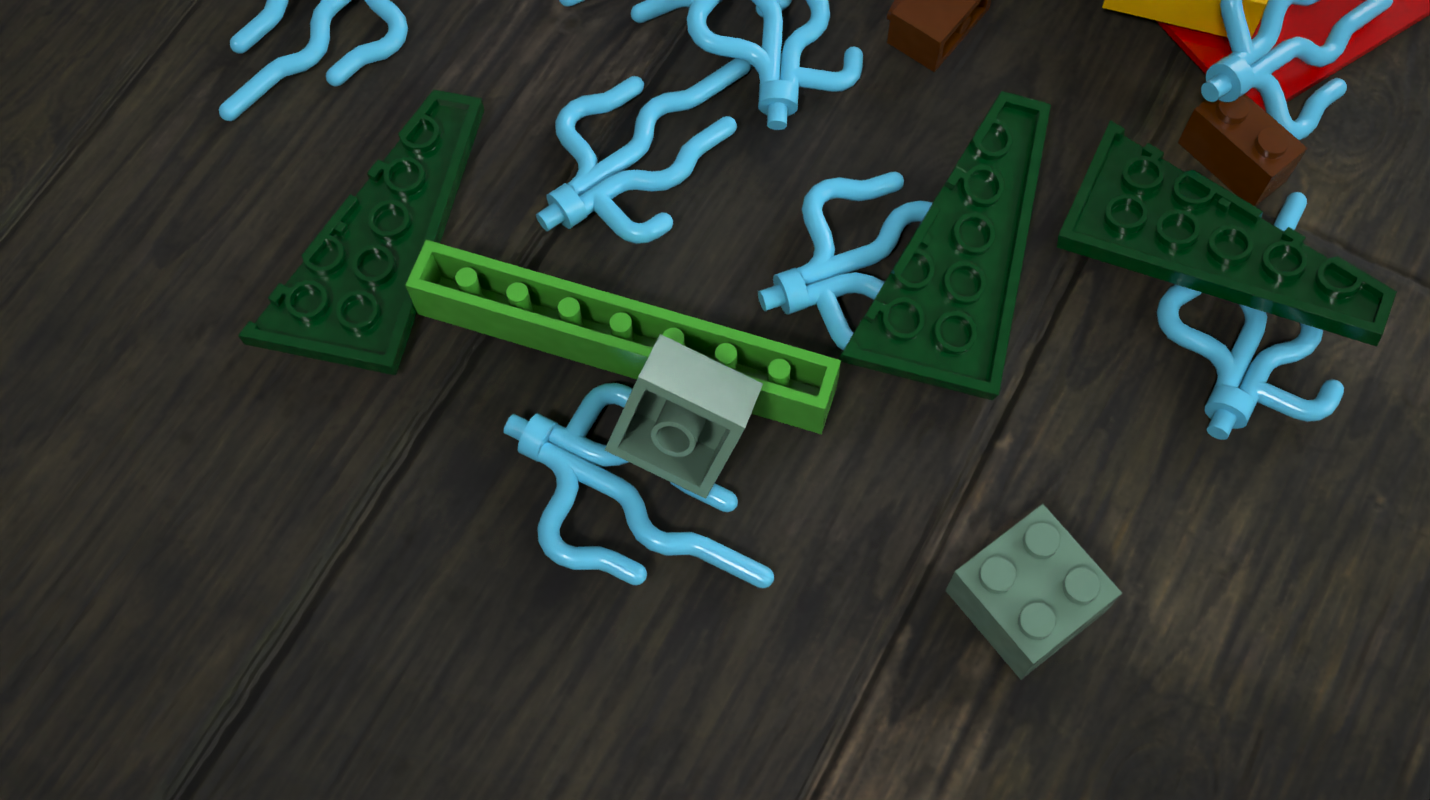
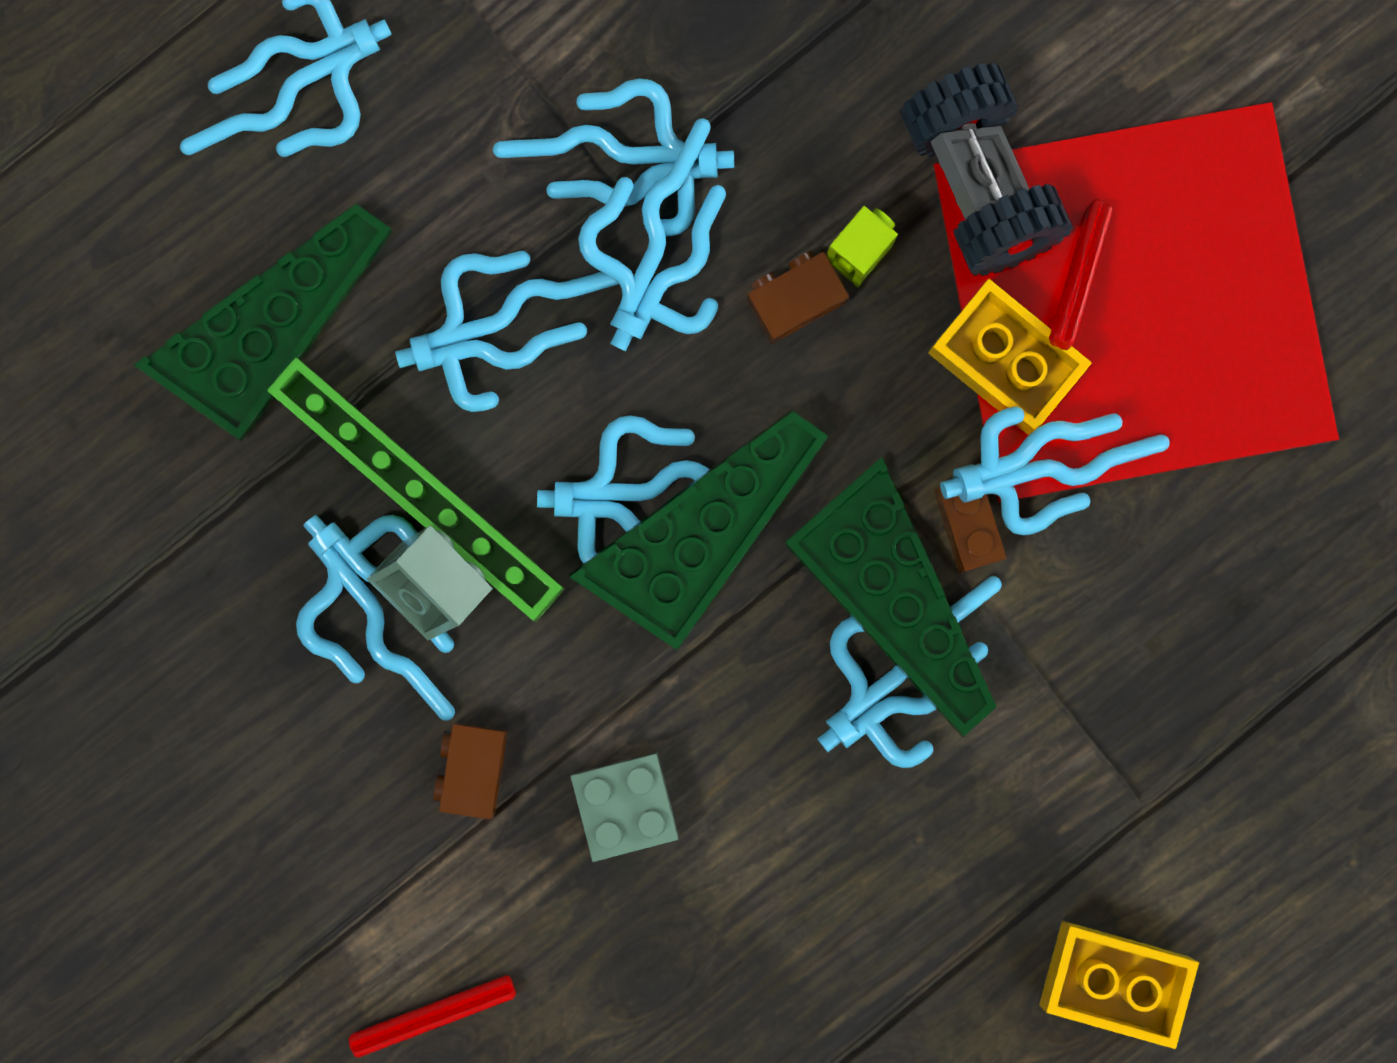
camera: 20 degrees right, 20 degrees up
(828, 628) = (471, 770): none -> reddish brown brick

